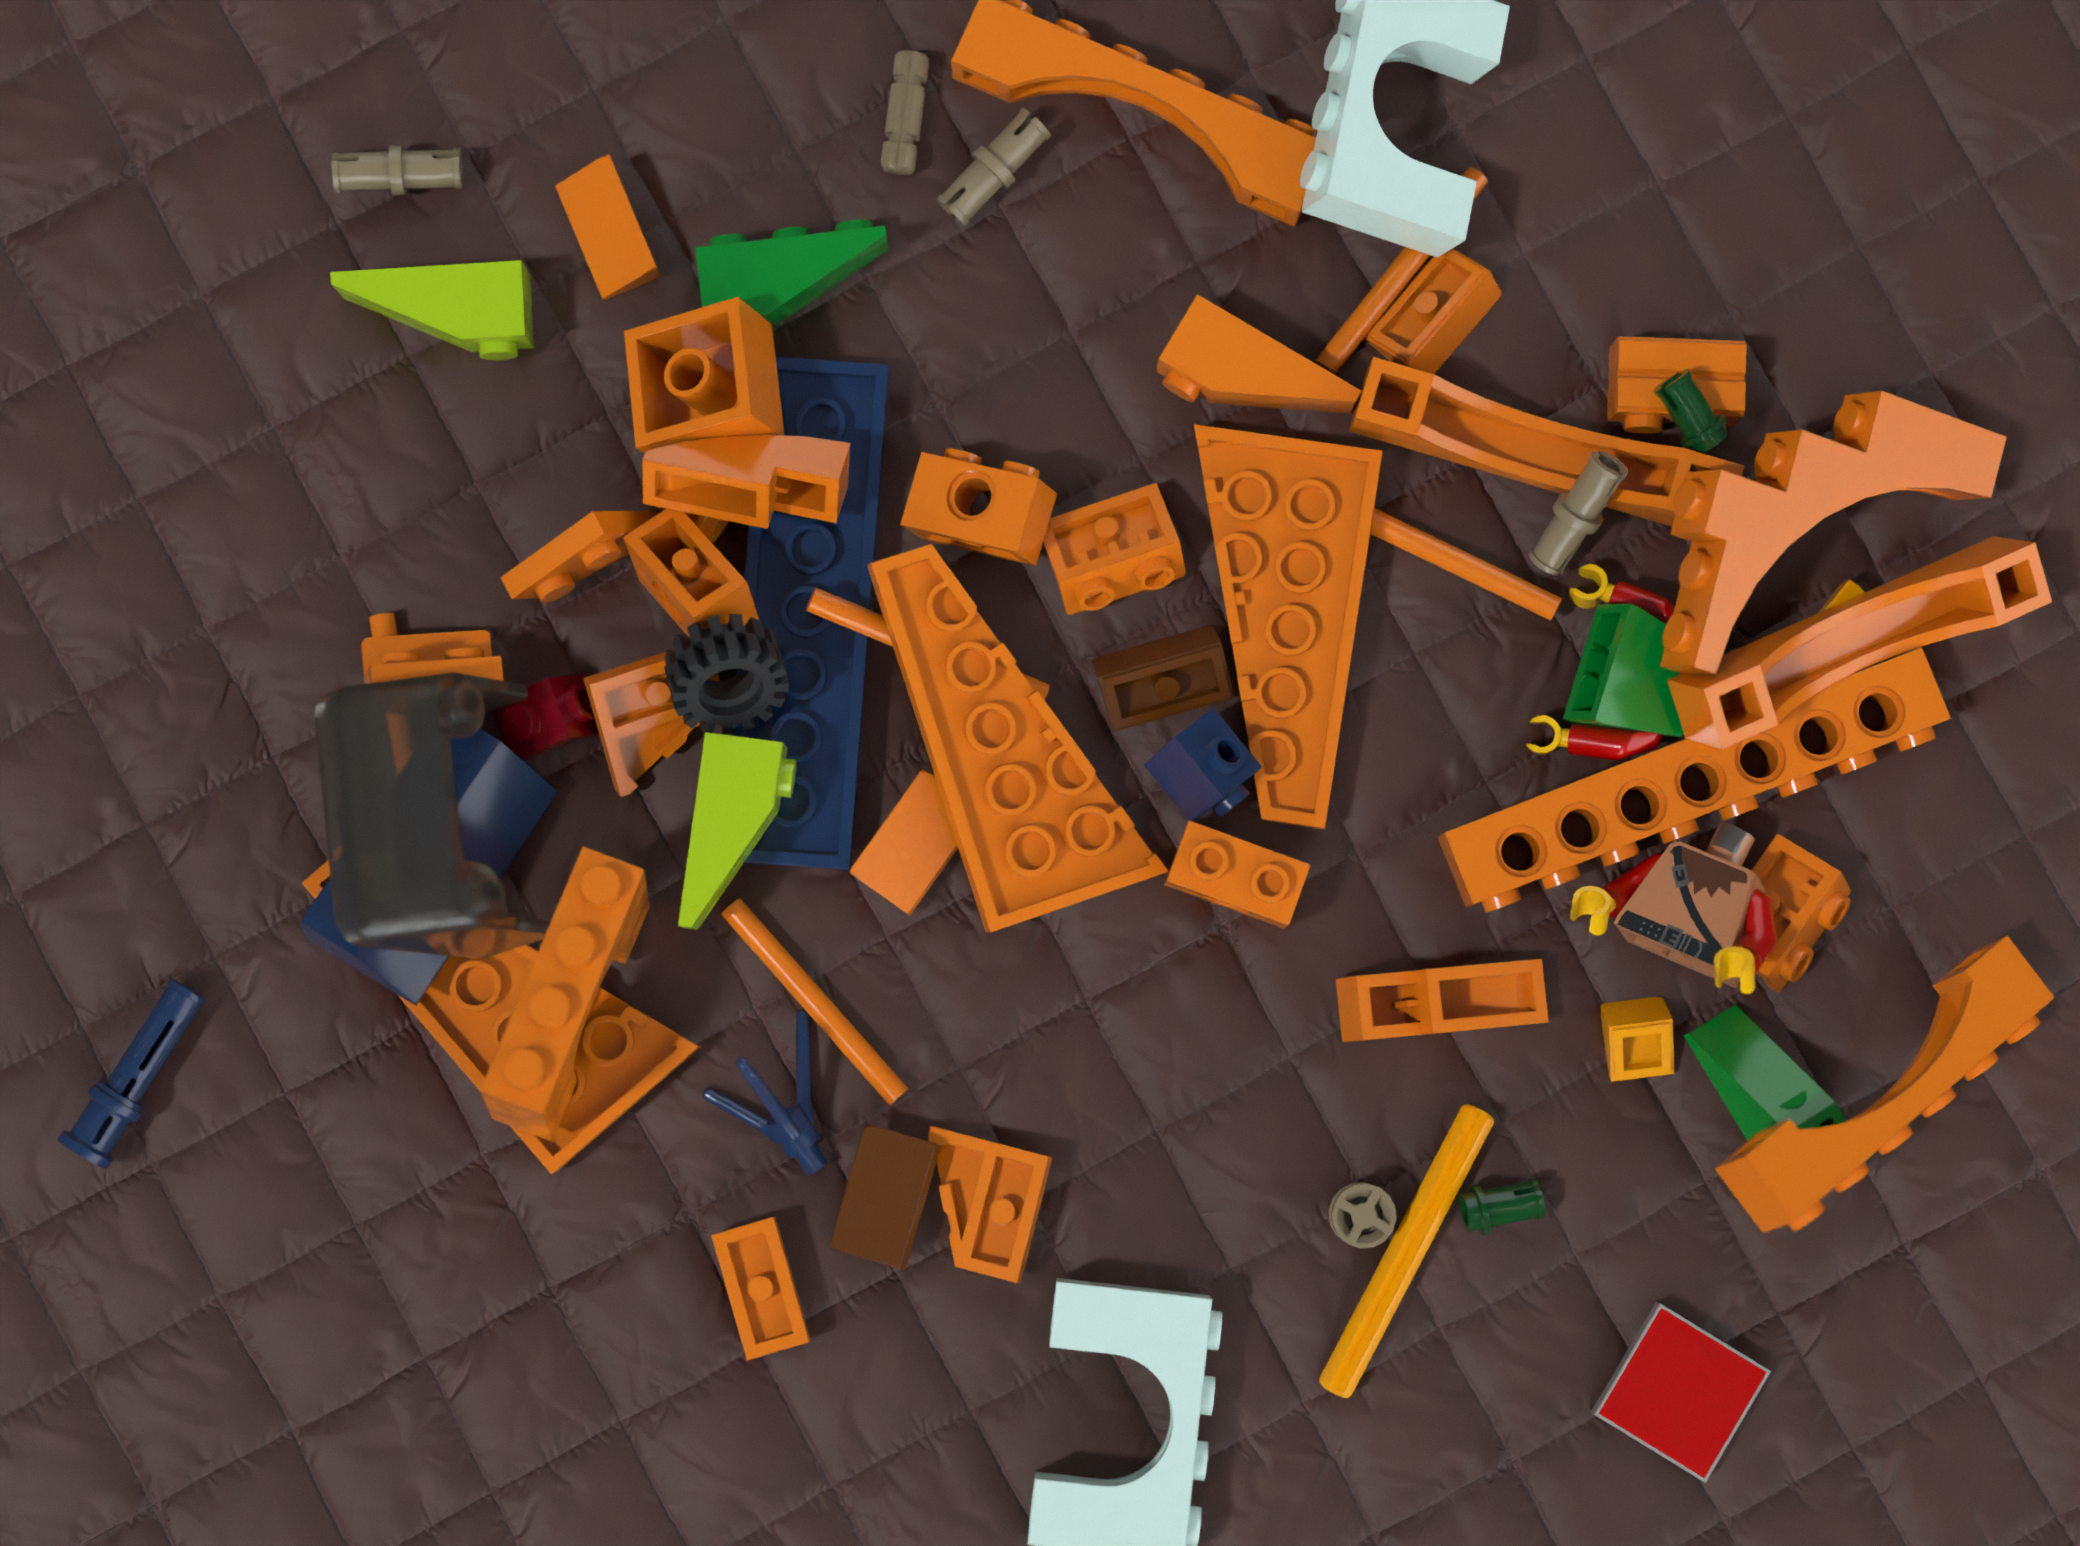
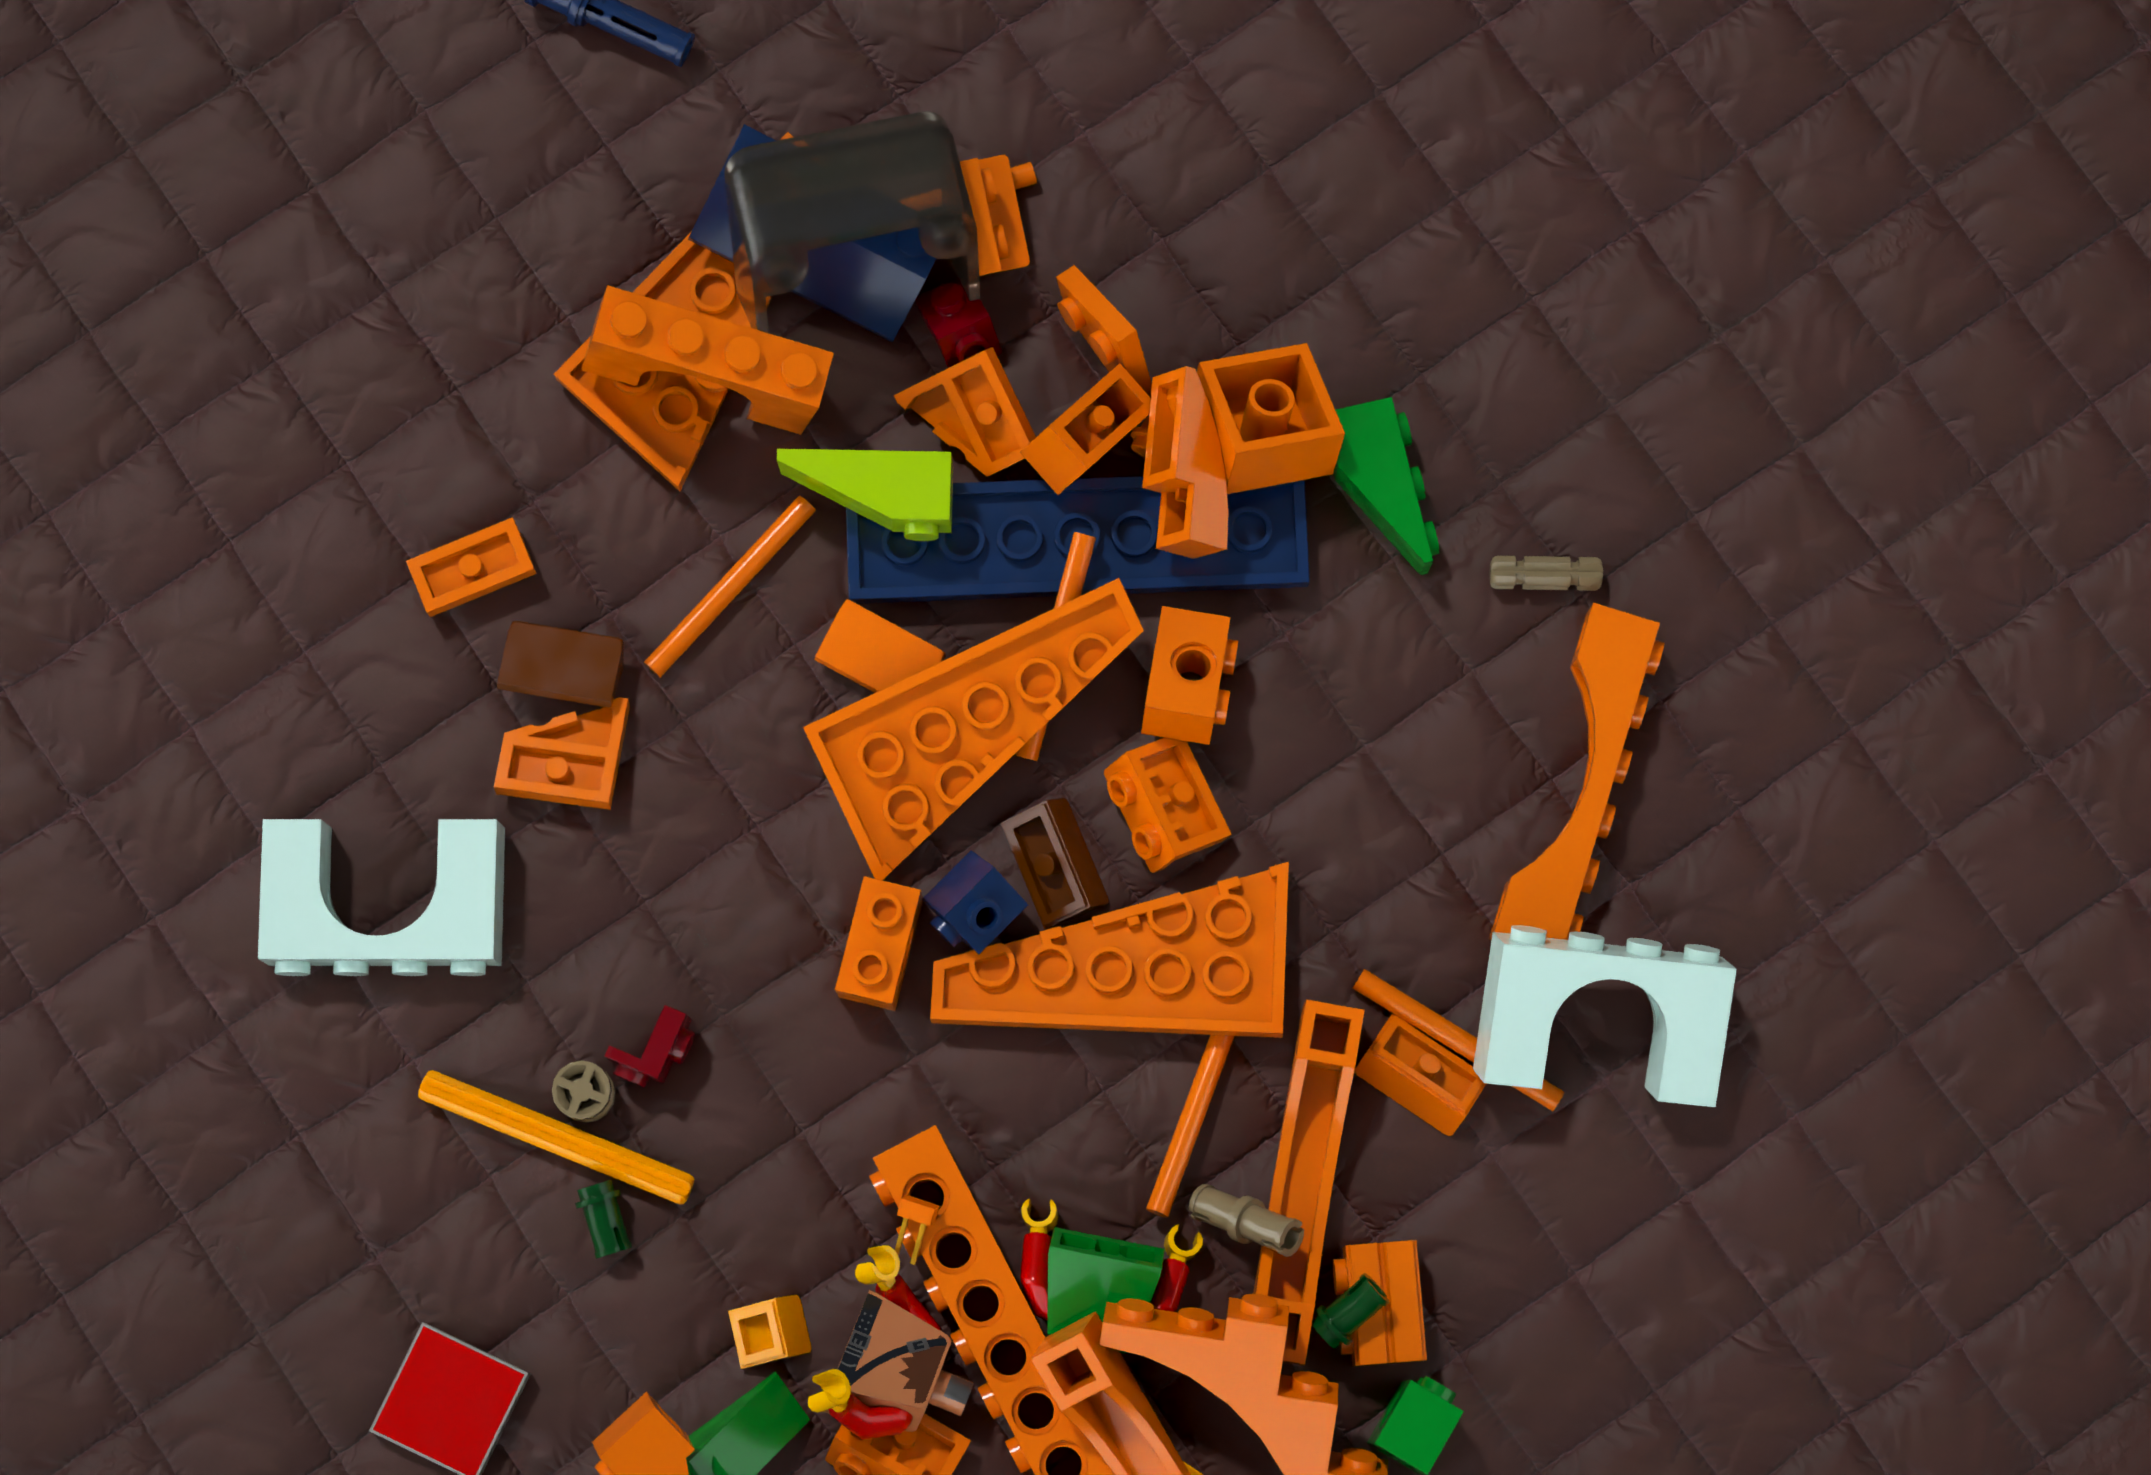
camera: 85 degrees right, 5 degrees down
(397, 170) = (1433, 135): dark tan pin -> none
(467, 305) = (1317, 211): lime slope -> none
(607, 229) = (1405, 325): orange slope -> none
(721, 649) = (1026, 462): black tyre -> none
(788, 1126) = (617, 579): dark blue plant -> none
(993, 167) = (1505, 656): dark tan pin -> none
(1239, 365) = (1347, 896): orange slope -> none
(1321, 1117) = (667, 1043): none -> dark red bracket
(1441, 1000) = (785, 1145): orange slope -> none
(1539, 859) = (918, 1211): none -> orange piece
(1813, 359) = (1416, 1424): none -> green brick

